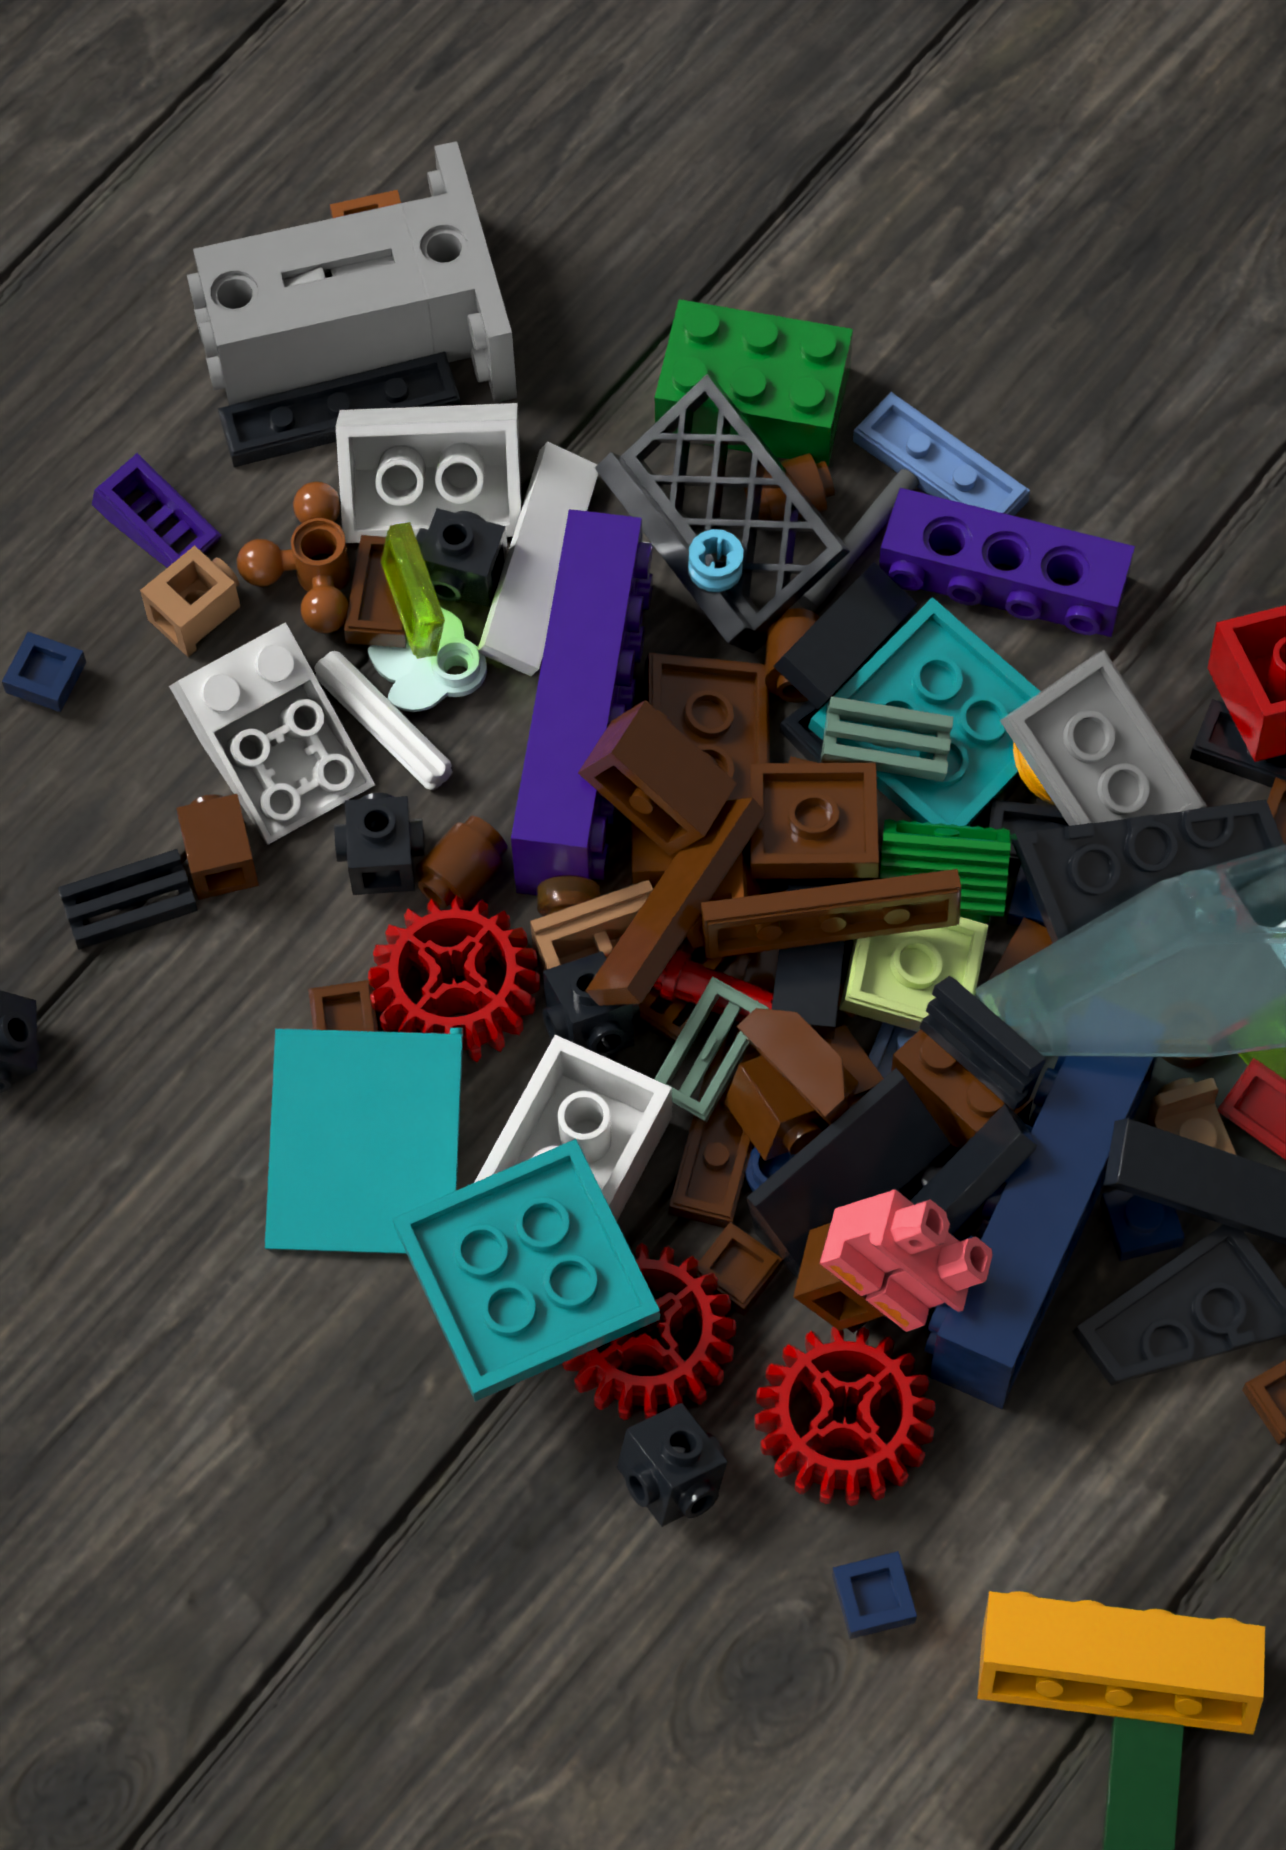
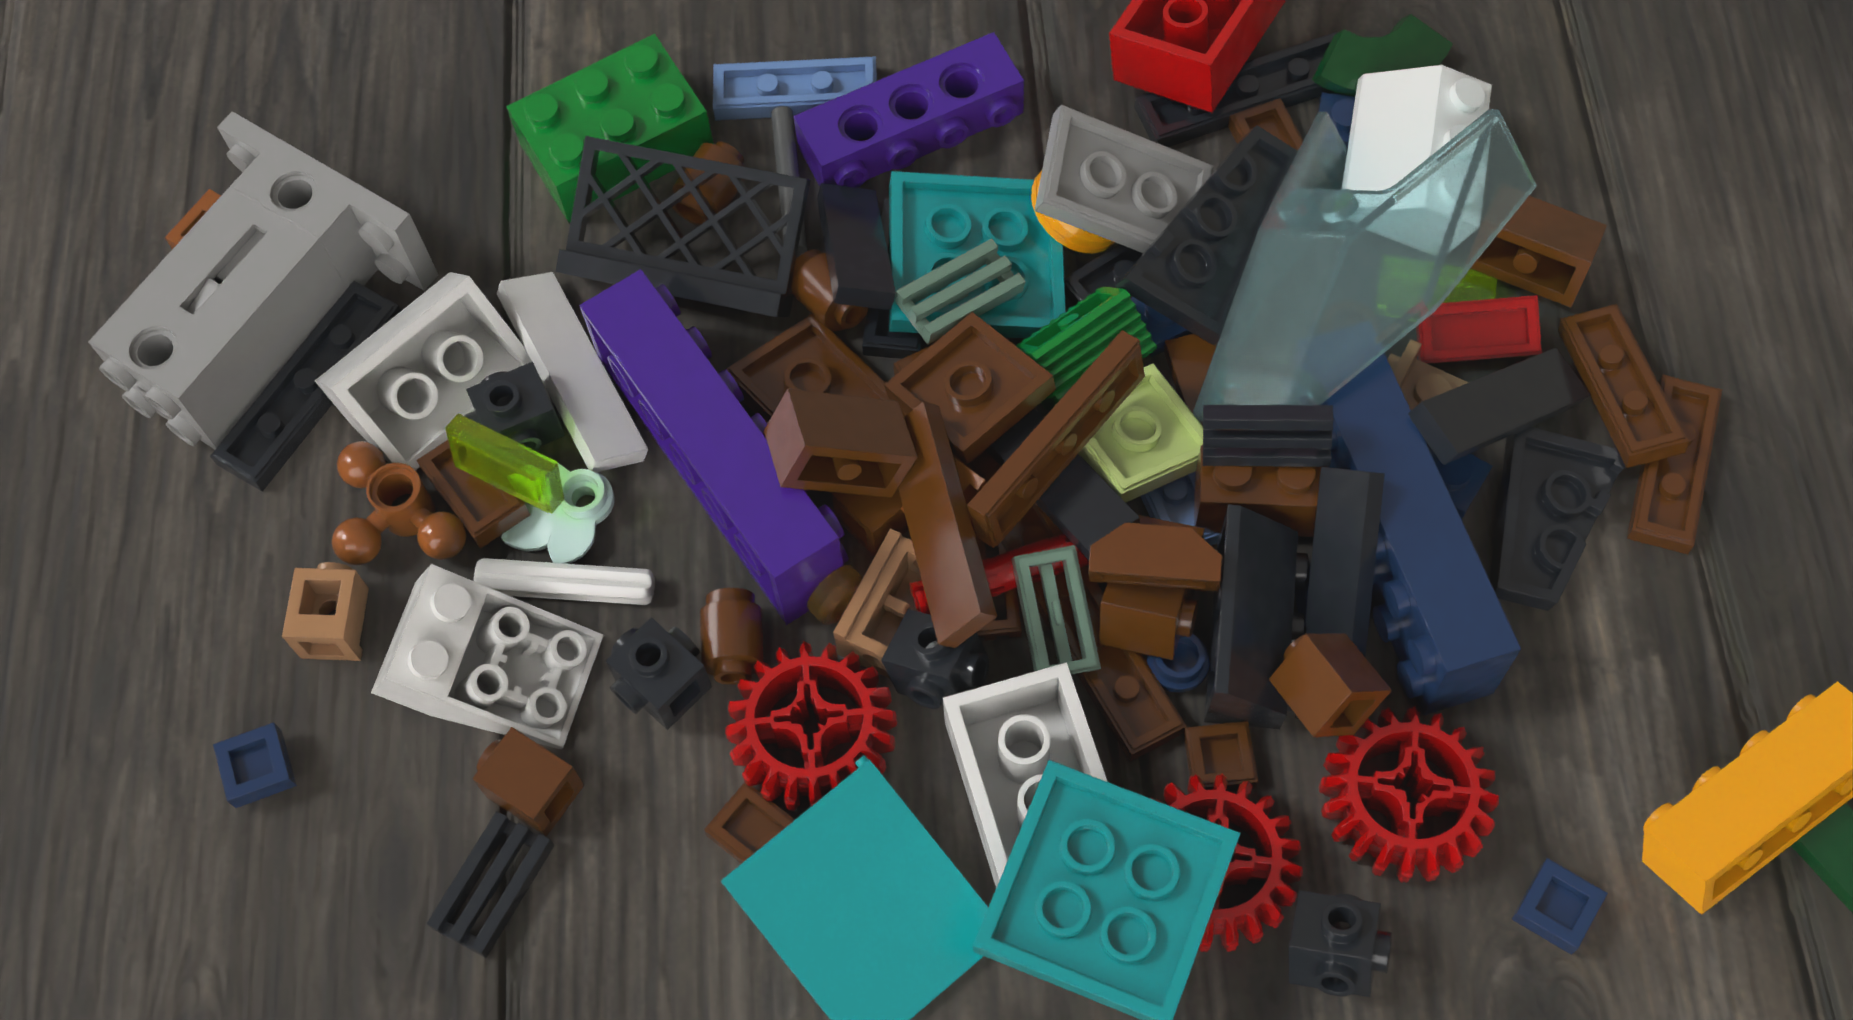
camera: 40 degrees left, 0 degrees up
(139, 474) = (195, 552): dark purple slope -> none
(713, 578) = (716, 246): medium azure bush -> none
(903, 1257) = (1376, 631): coral hips -> none

